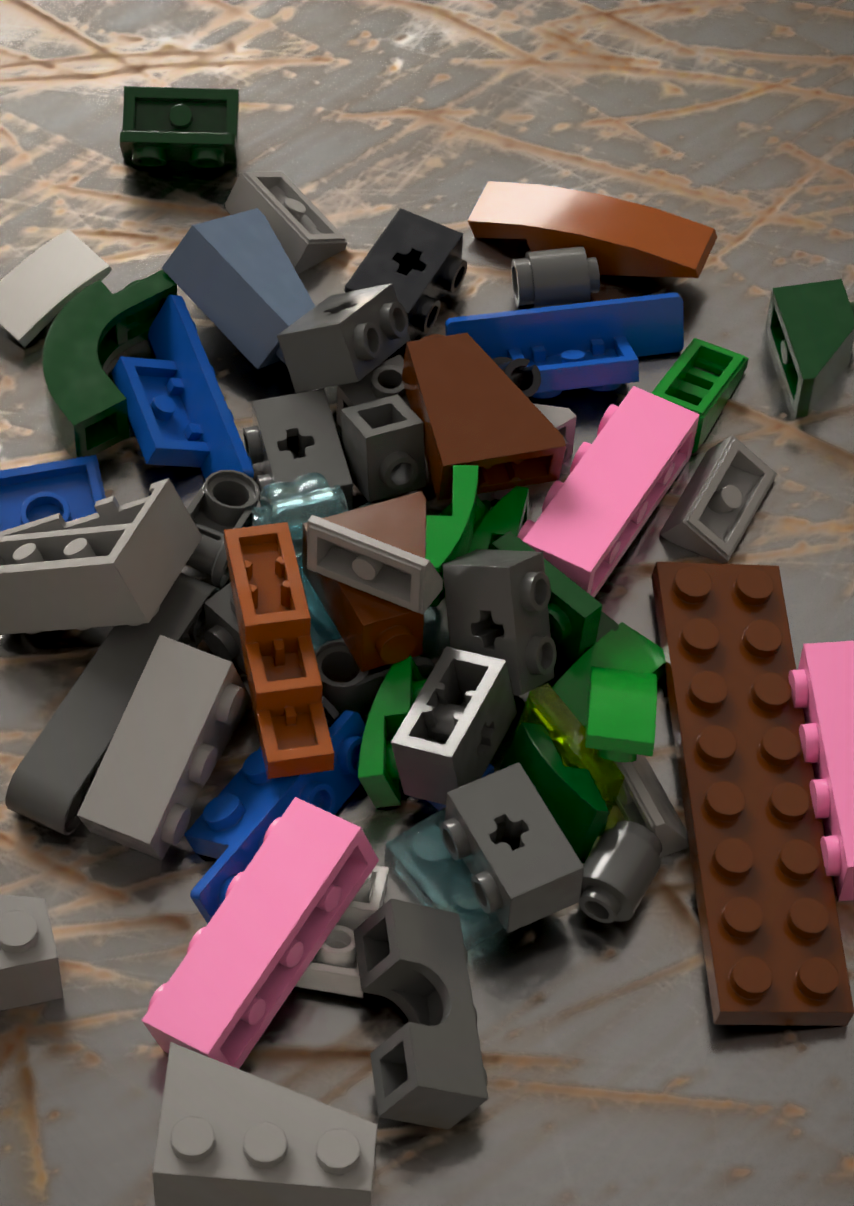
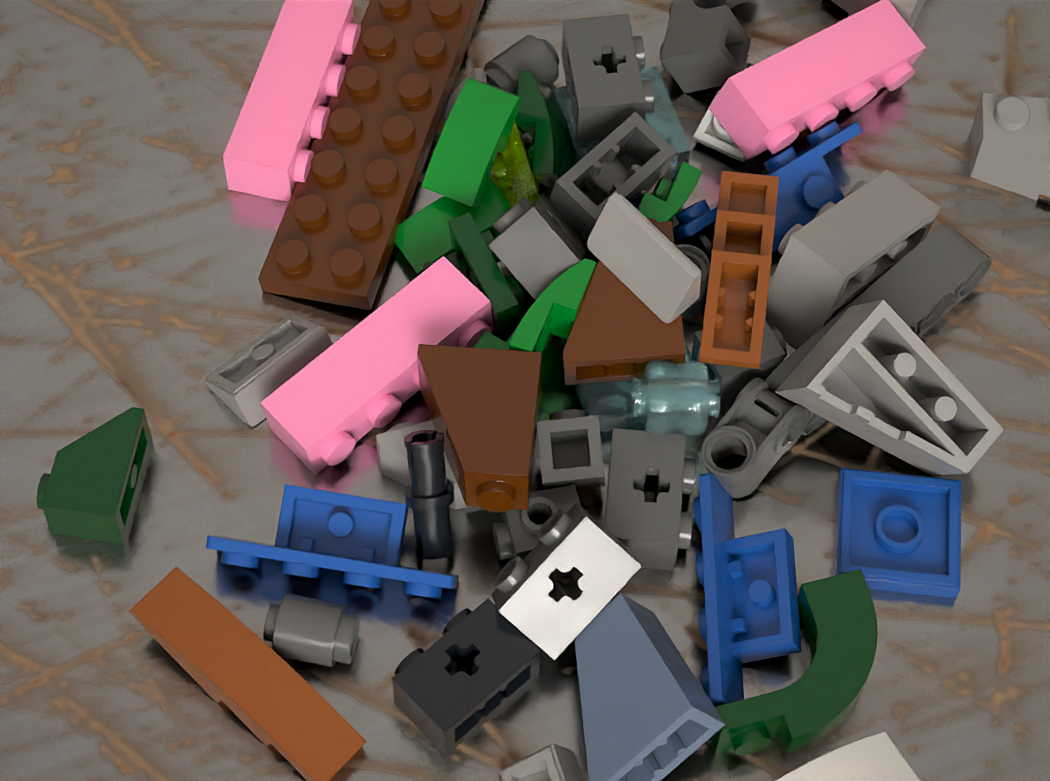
camera: 160 degrees left, 5 degrees up
(701, 390) = (219, 462): green slope -> none

